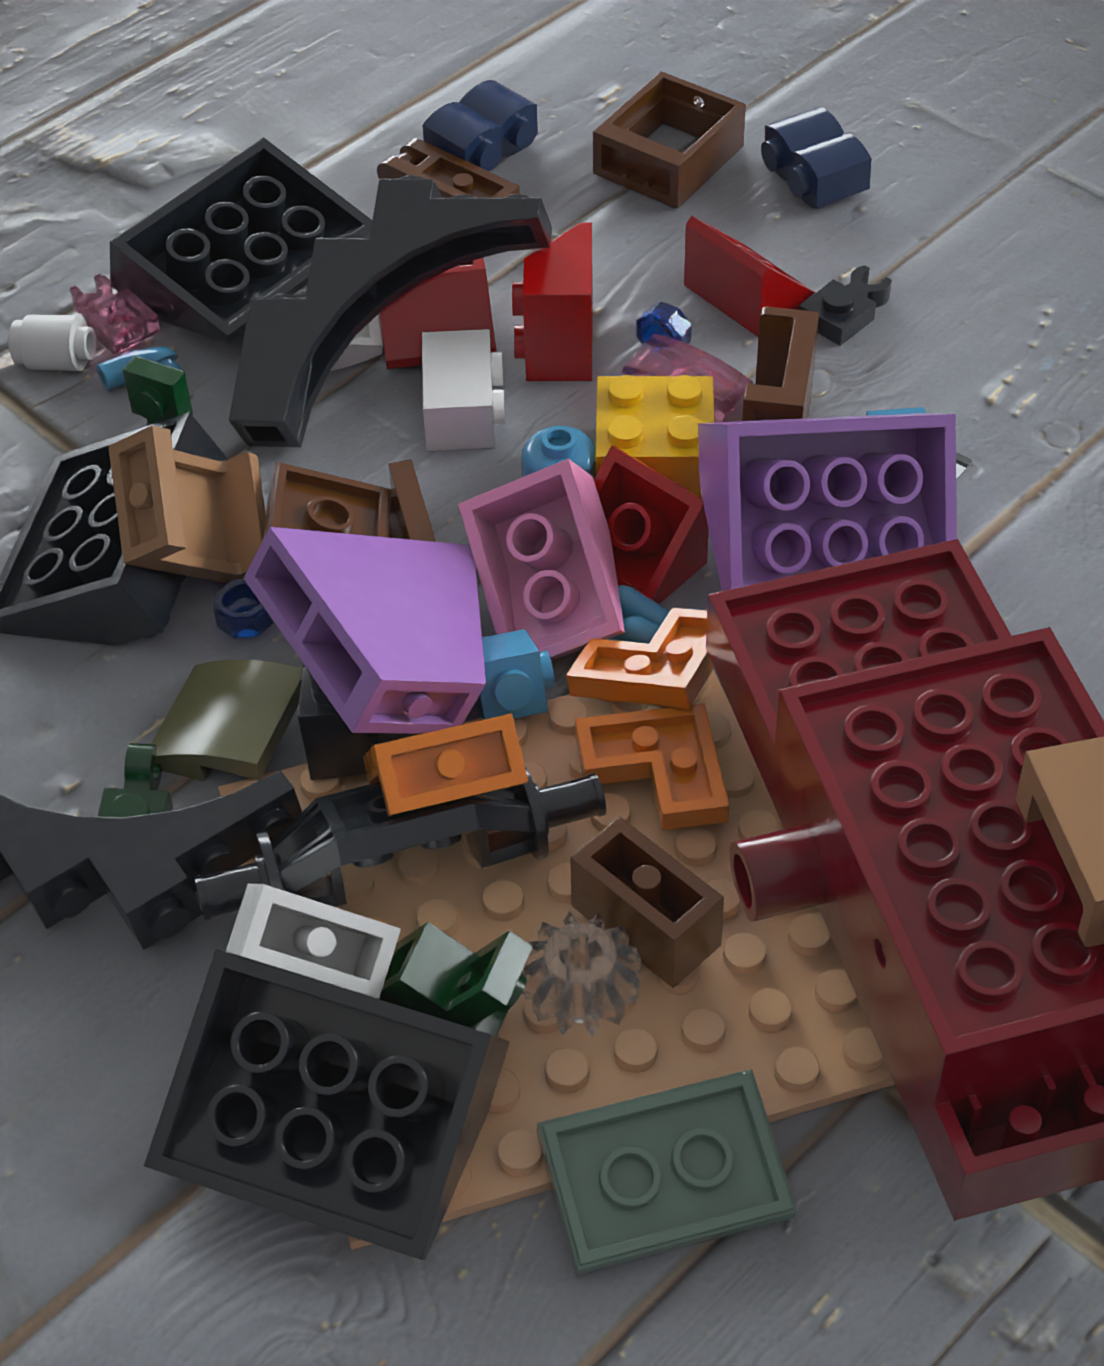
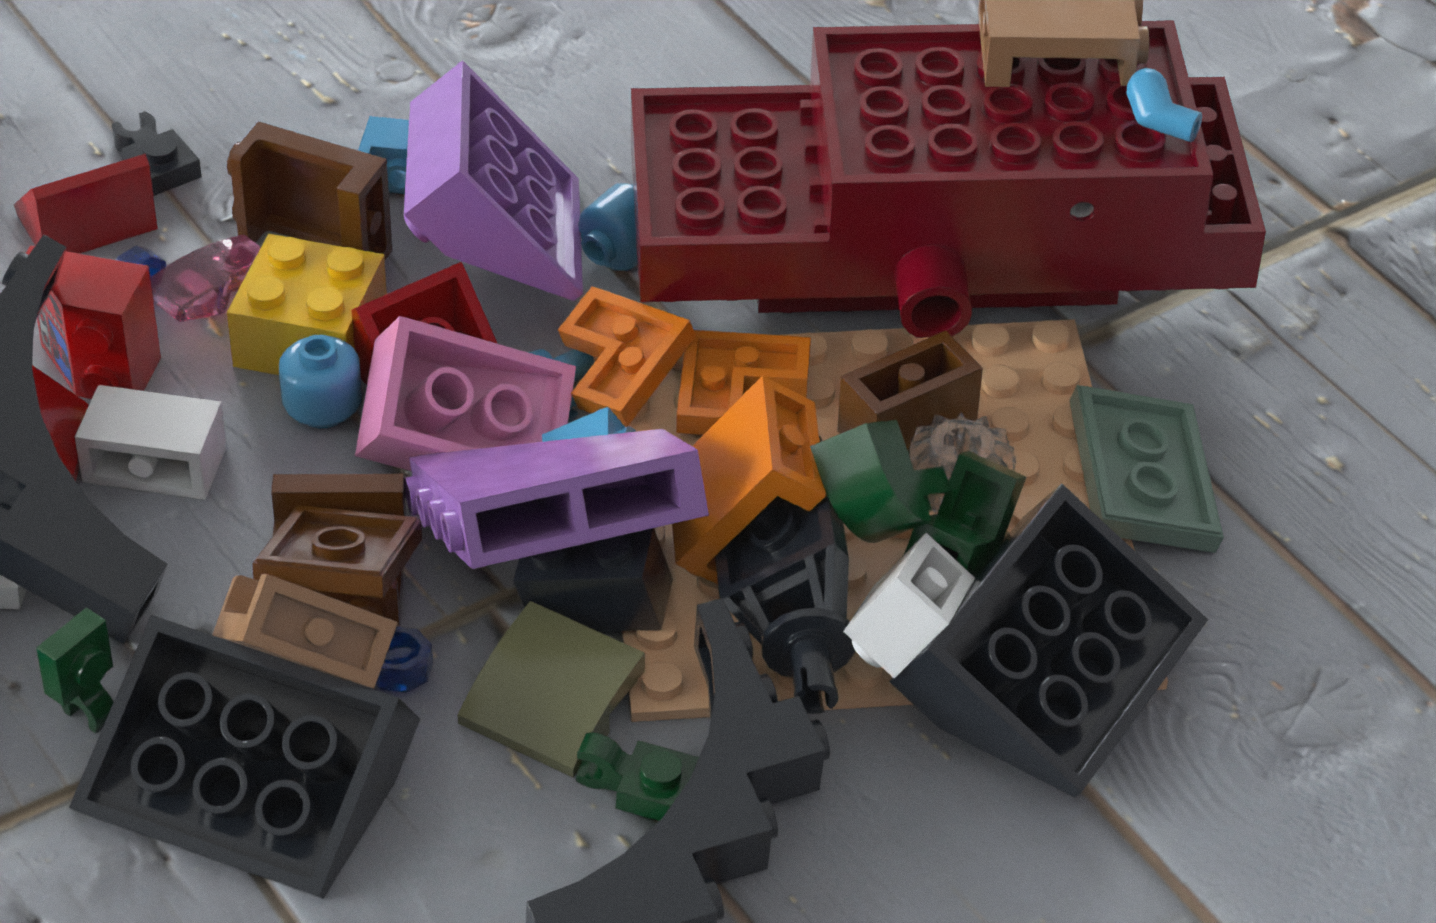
camera: 80 degrees left, 5 degrees down
(422, 863) = (875, 482): none -> dark green brick
(1026, 961) = (1154, 108): none -> dark azure arm

